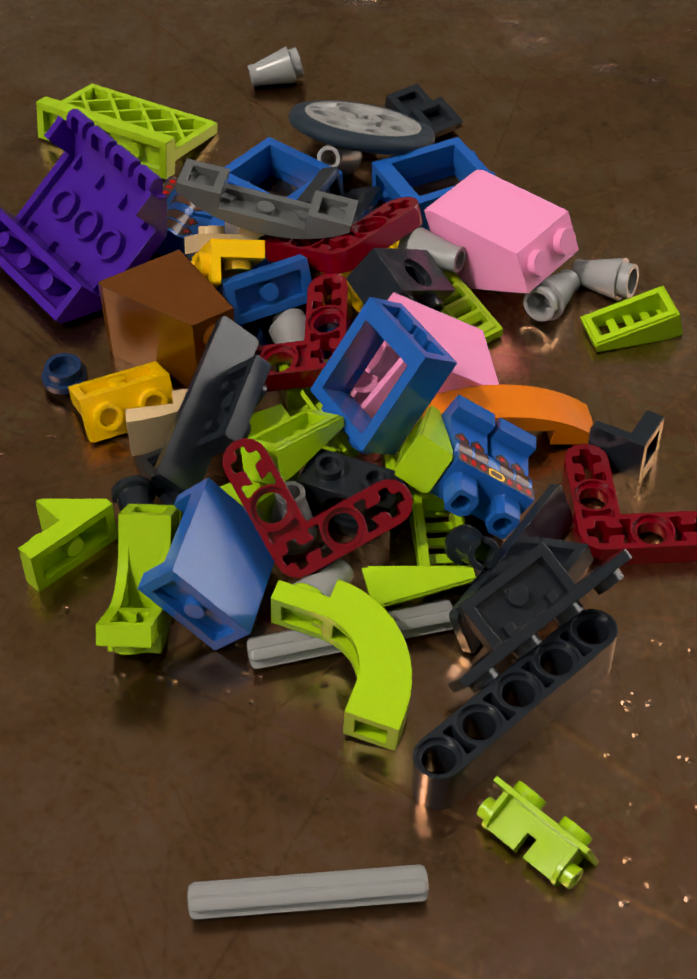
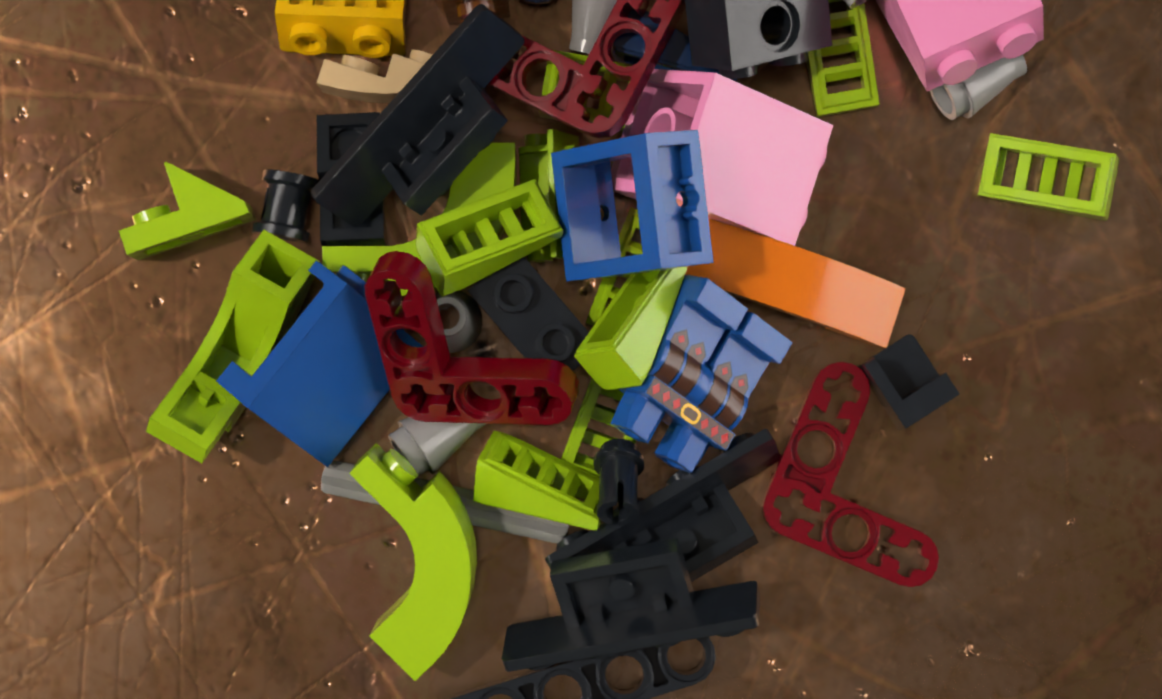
camera: 30 degrees right, 40 degrees up
(608, 277) = (1067, 82): light grey cone -> none

